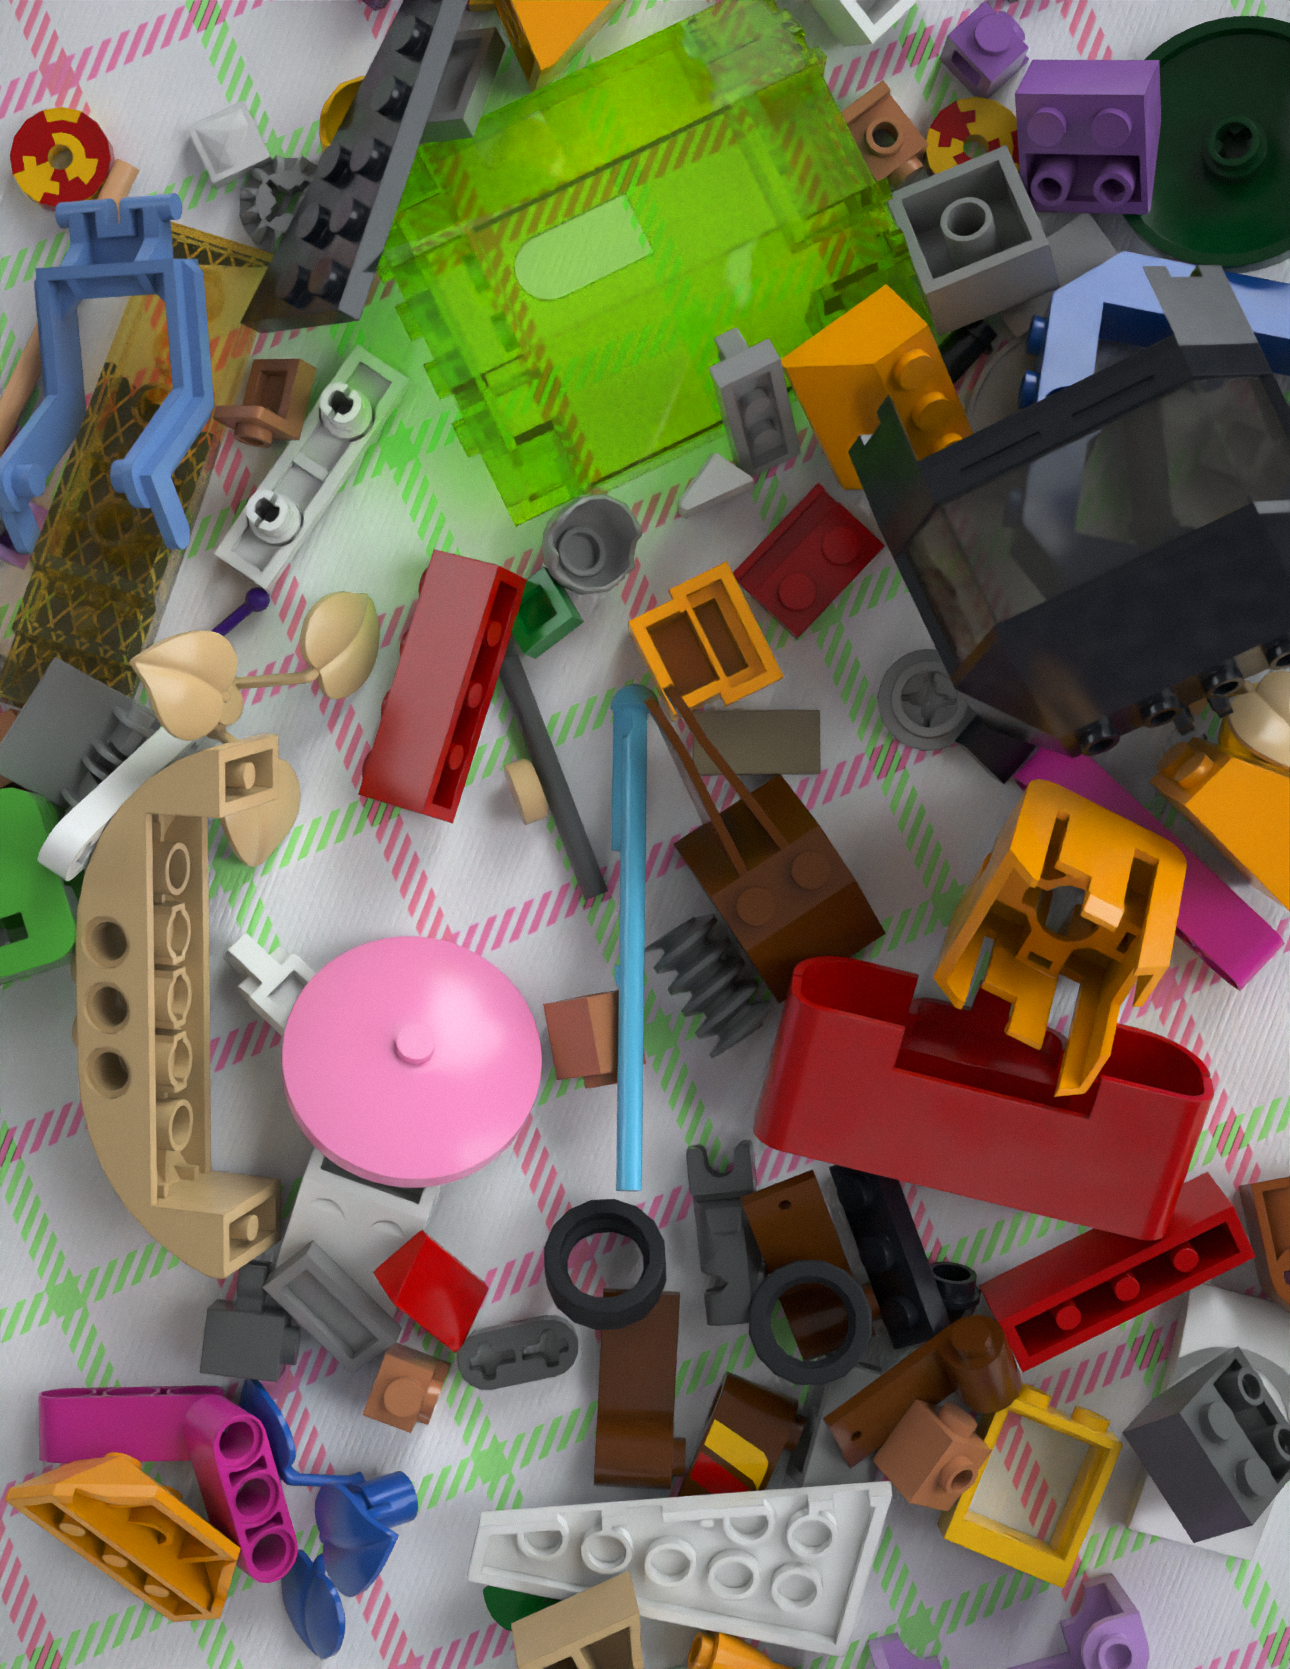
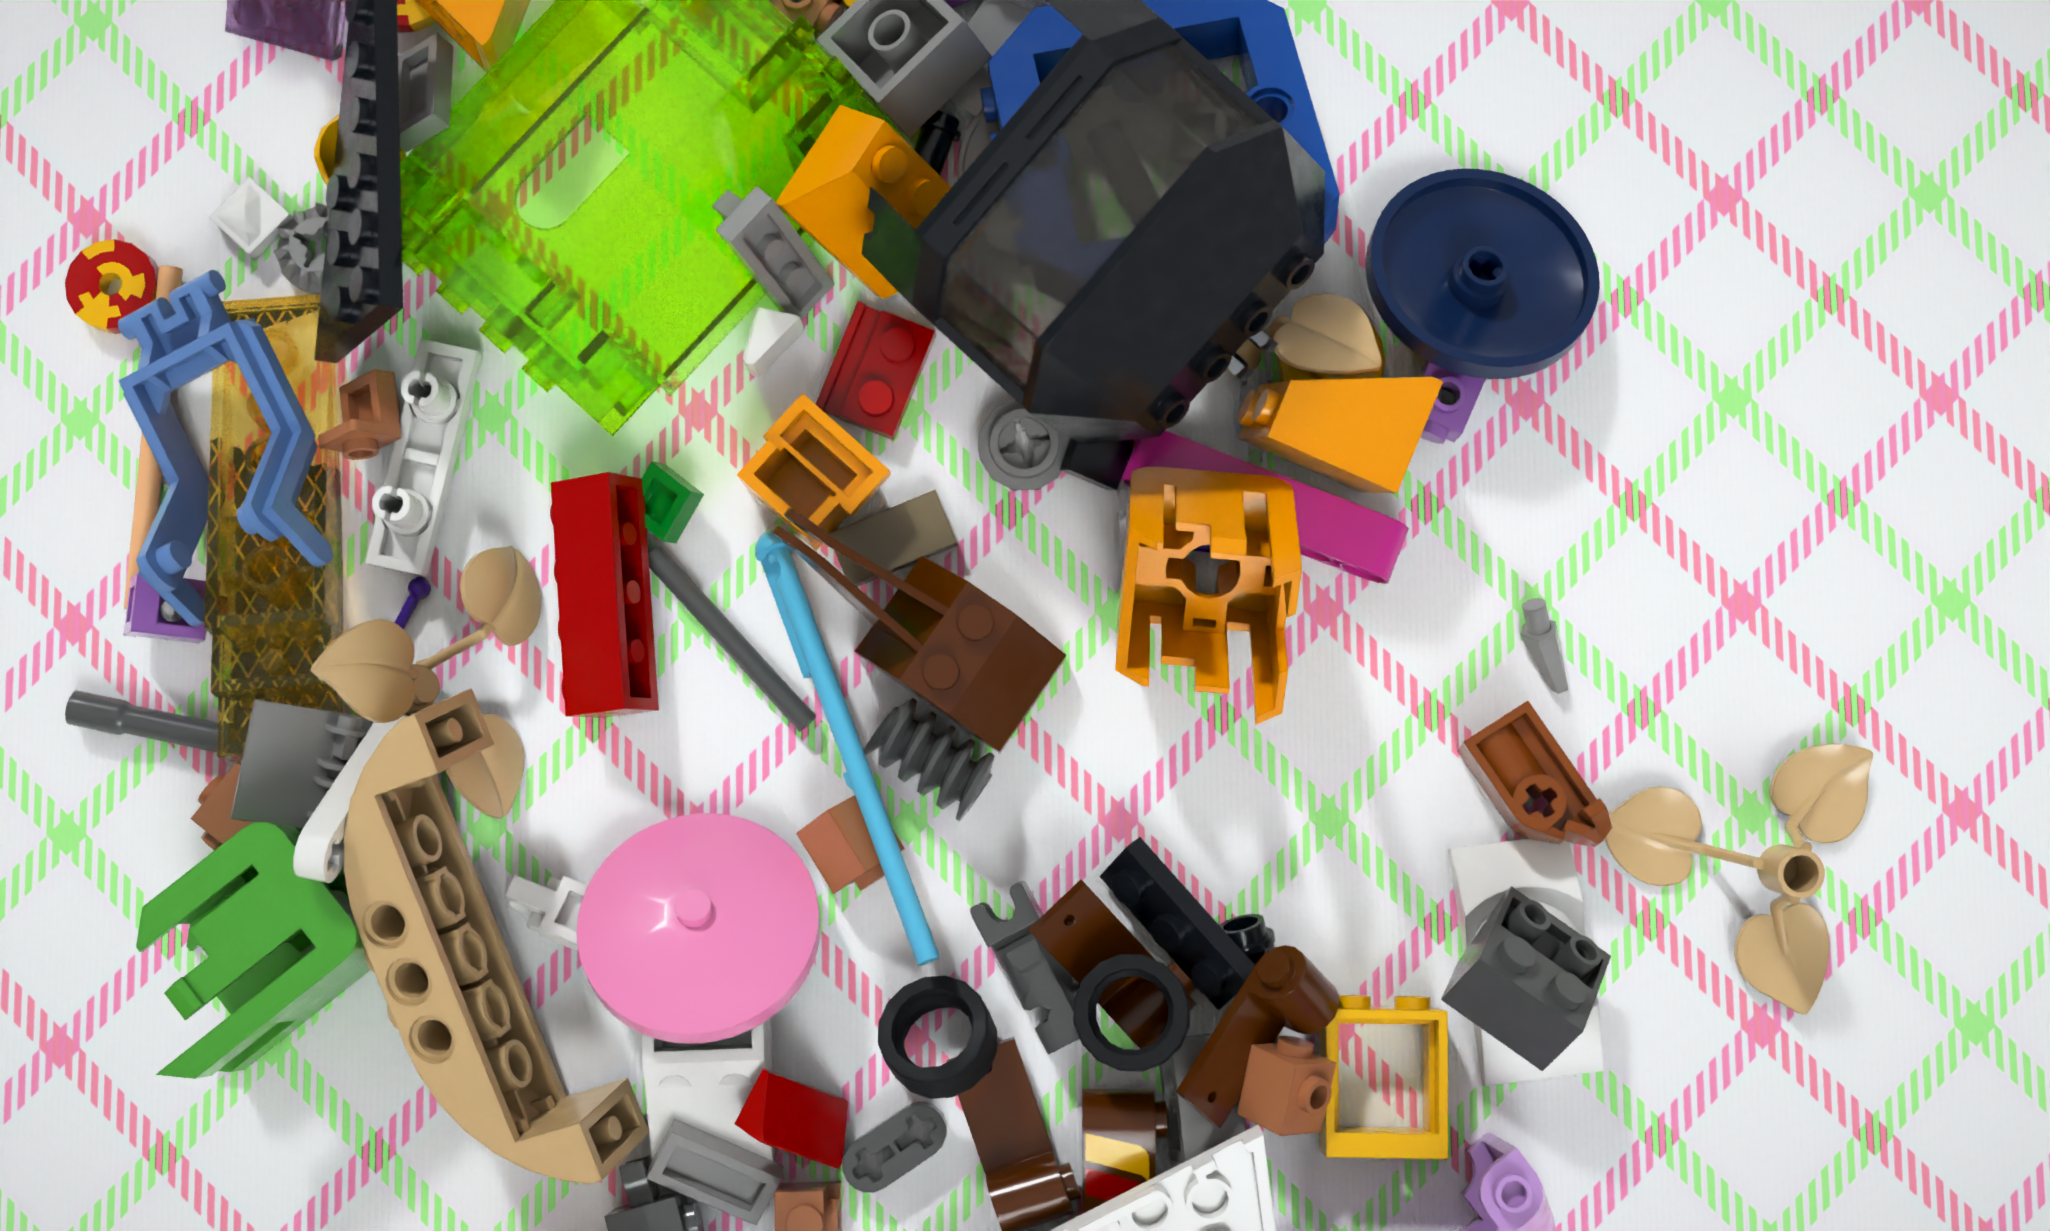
camera: 15 degrees left, 5 degrees down
(526, 791) = (711, 657): tan tile -> none
(590, 543) = (684, 426): light grey hair -> none
(972, 1111) = (1194, 768): red piece -> none
(1113, 1277) = (1381, 863): red brick -> none

